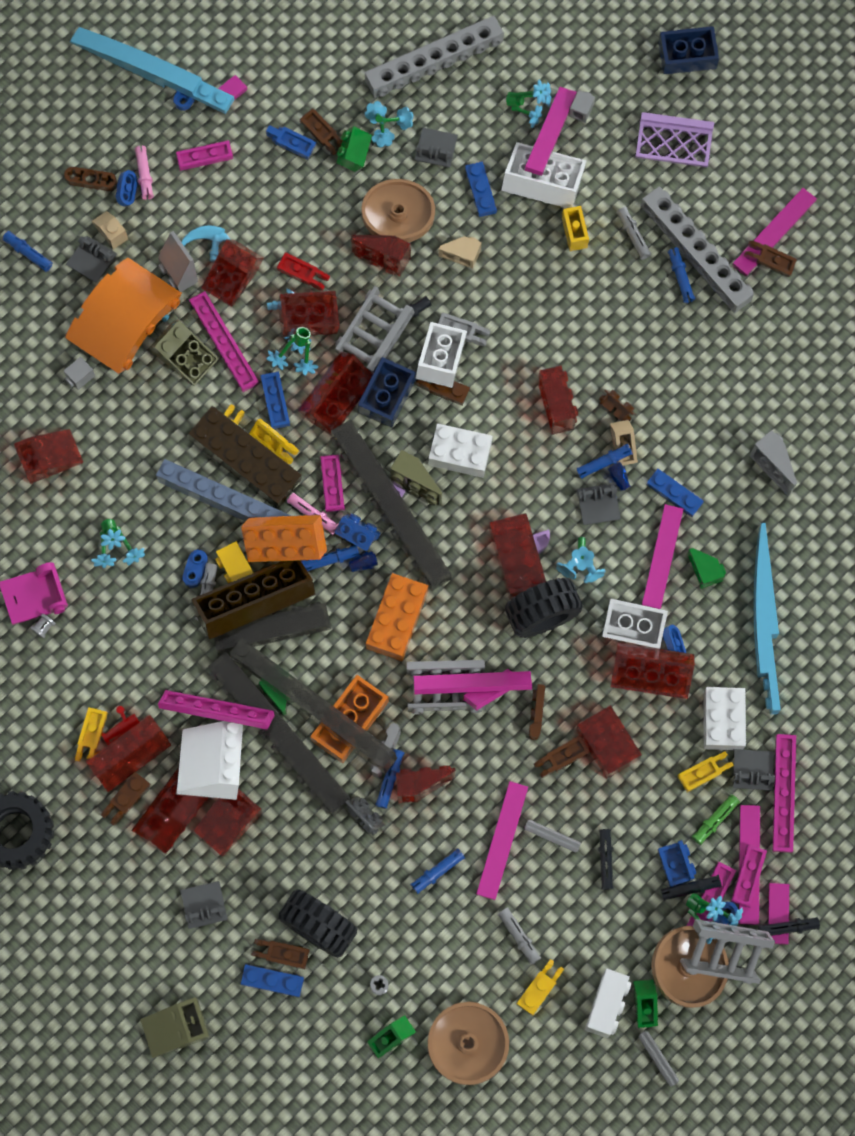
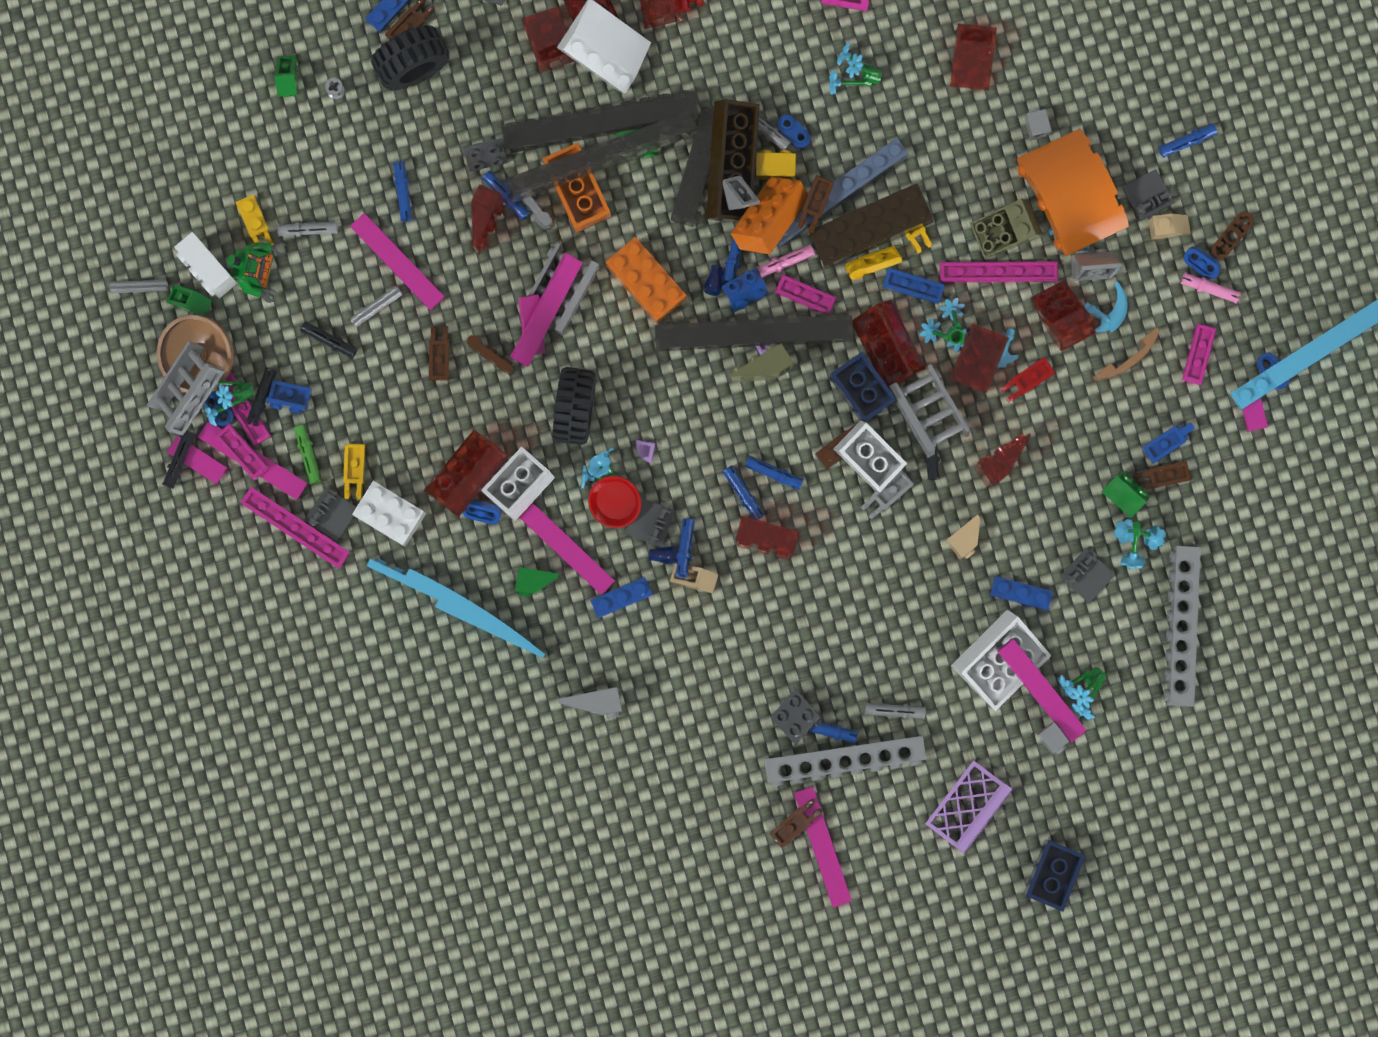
camera: 120 degrees right, 10 degrees up
(216, 709) = (649, 77): dark pink tile -> none
(218, 195) = (1110, 371): none -> medium nougat slope
(251, 506) = (816, 201): none -> reddish brown hinge
(283, 569) = (738, 193): none -> light grey slope
(398, 209) = (1038, 499): medium nougat dish -> none
(460, 450) = (769, 424): white brick -> none
(468, 1043) = (242, 133): medium nougat dish -> none
(498, 427) = (768, 470): none -> blue pin
(516, 554) = (641, 418): clear red brick -> none
(533, 436) = (748, 501): none -> blue pin
(575, 228) = (928, 655): yellow brick -> none
(583, 960) = (253, 268): none -> green torso
(601, 536) = (614, 501): none -> red piece
(608, 741) = (427, 400): clear red brick -> none
(612, 400) = (742, 592): reddish brown hinge -> none
(687, 302) = (796, 716): none -> dark grey hinge

